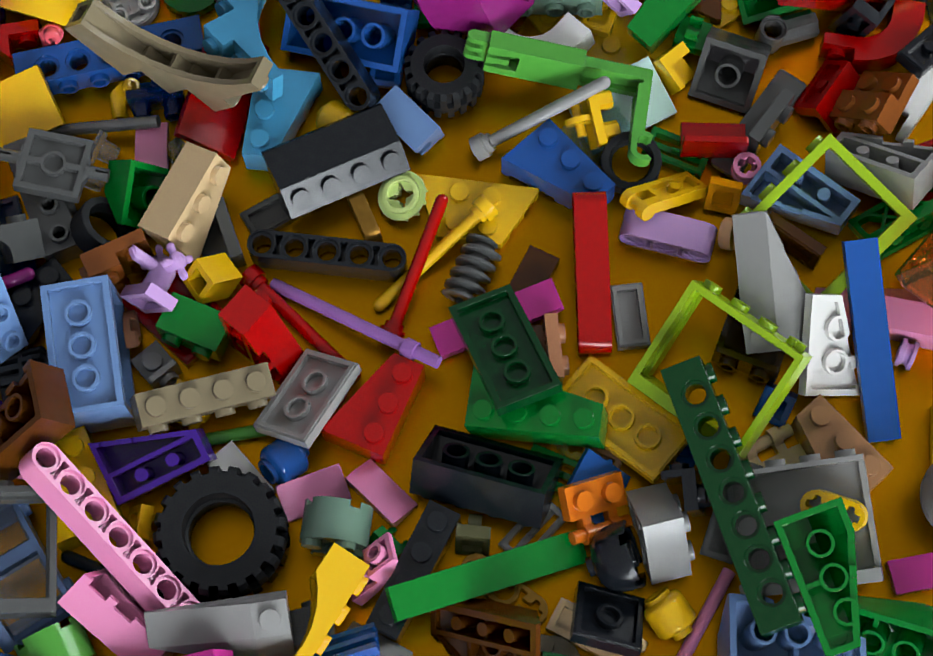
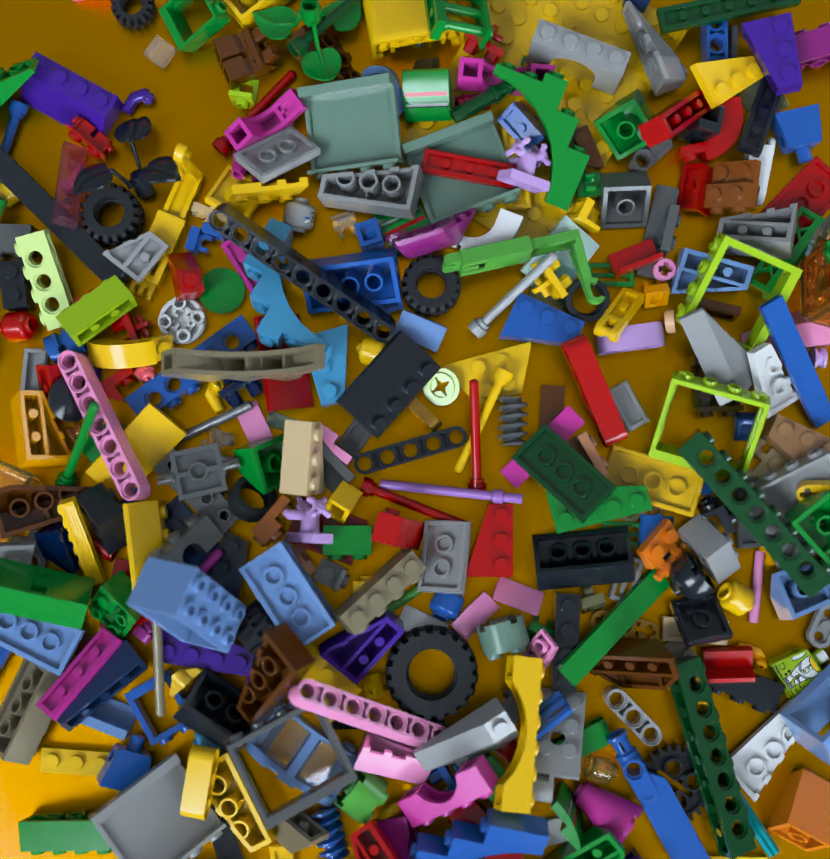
camera: 30 degrees left, 15 degrees up
(237, 203) = (330, 439): none -> bright pink slope

